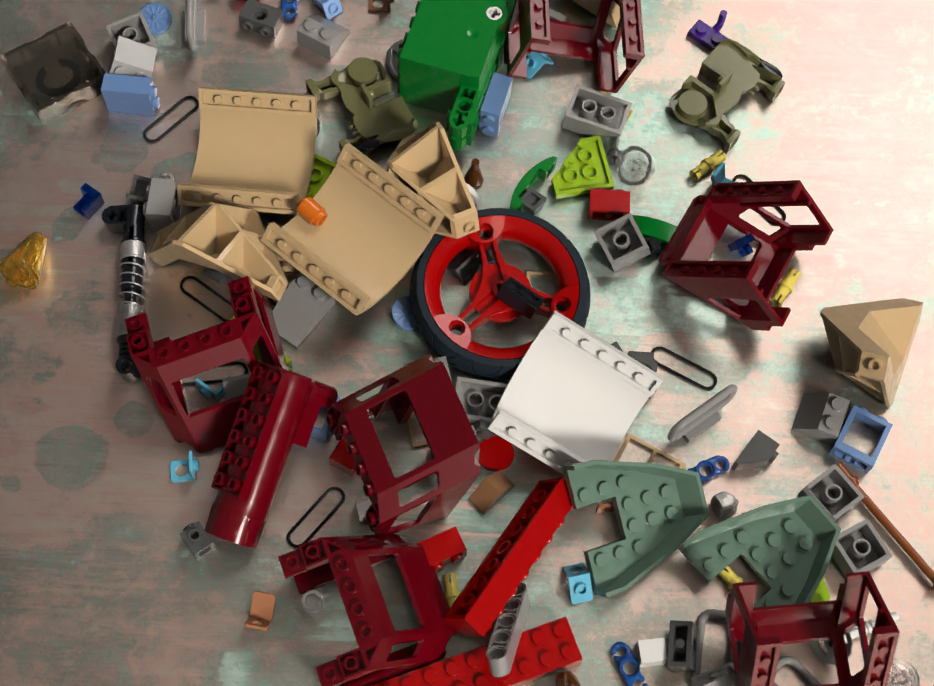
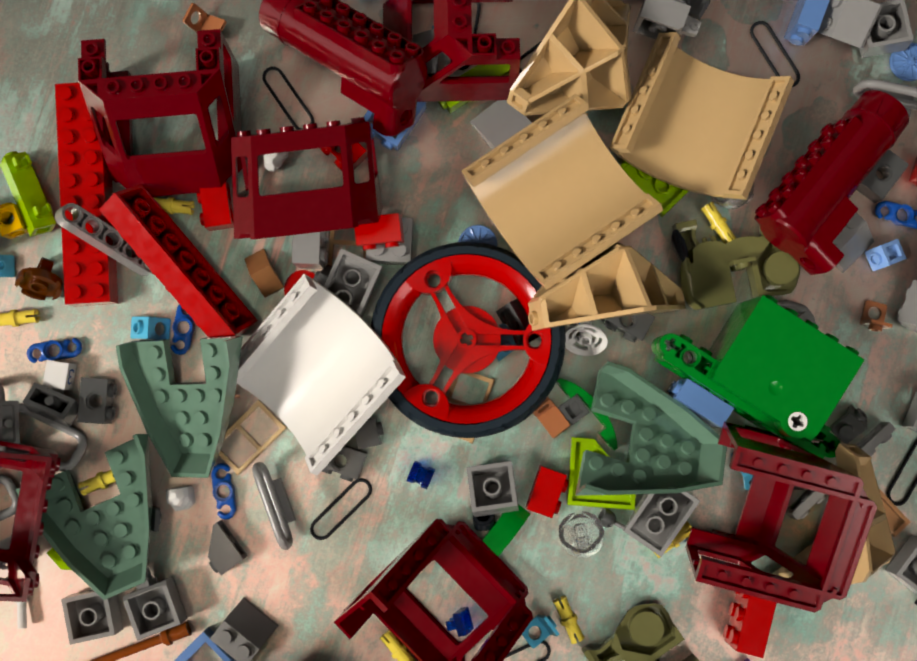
camera: 110 degrees right, 20 degrees up
(302, 53) = (814, 197): none -> dark red piece
(311, 211) = (600, 158): orange brick -> none
(335, 127) = (718, 223): none -> light yellow pin
(474, 174) = (619, 355): reddish brown cone -> none
(520, 298) = (447, 354): black slope -> none
(539, 114) = (667, 445): none -> sand green piece
(548, 211) = (551, 418): none -> nougat bracket
(558, 556) = (187, 337): none -> blue piece
(630, 306) = (420, 475): none -> clear blue wheel
(653, 617) = (88, 411): none -> dark grey brick
(663, 32) = (749, 624): none -> red brick

